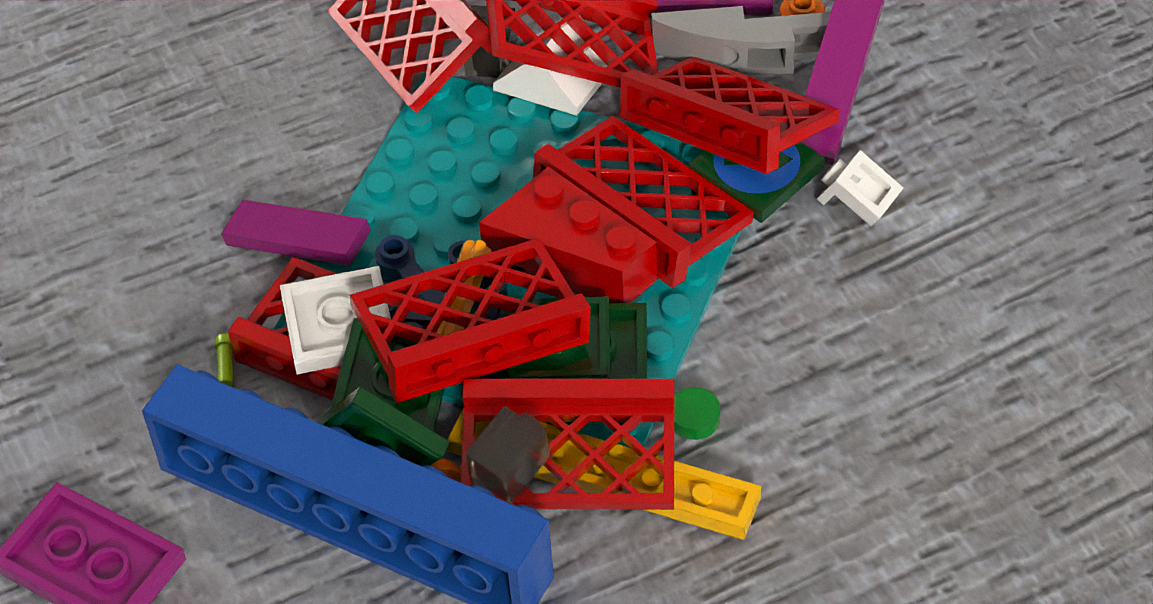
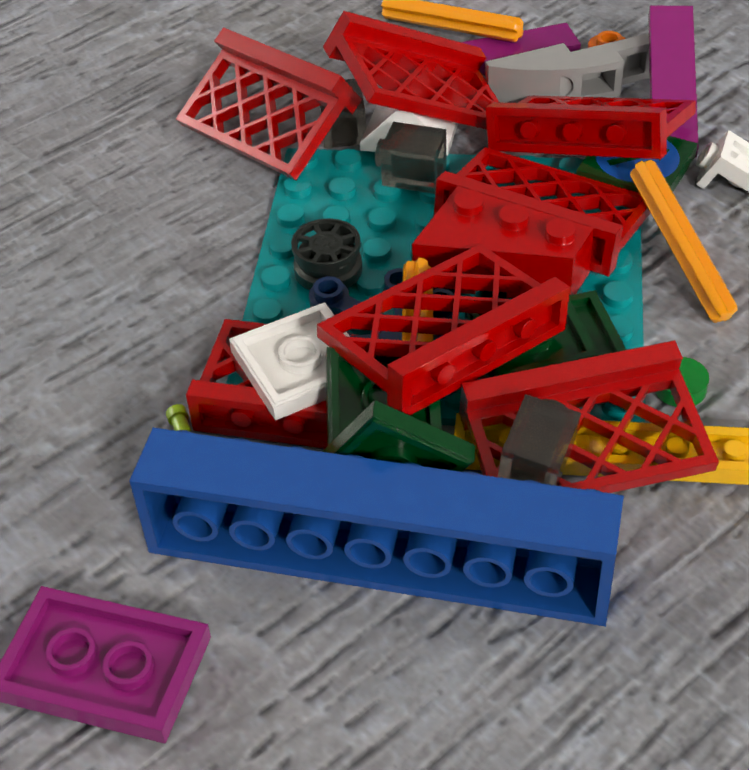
camera: 15 degrees left, 5 degrees down
(296, 232) = (217, 298): magenta tile -> none
(411, 209) = (327, 252): none -> pearl dark grey wheel
(532, 114) = (412, 157): none -> clear smoke brick
(757, 266) = (683, 241): none -> light orange axle

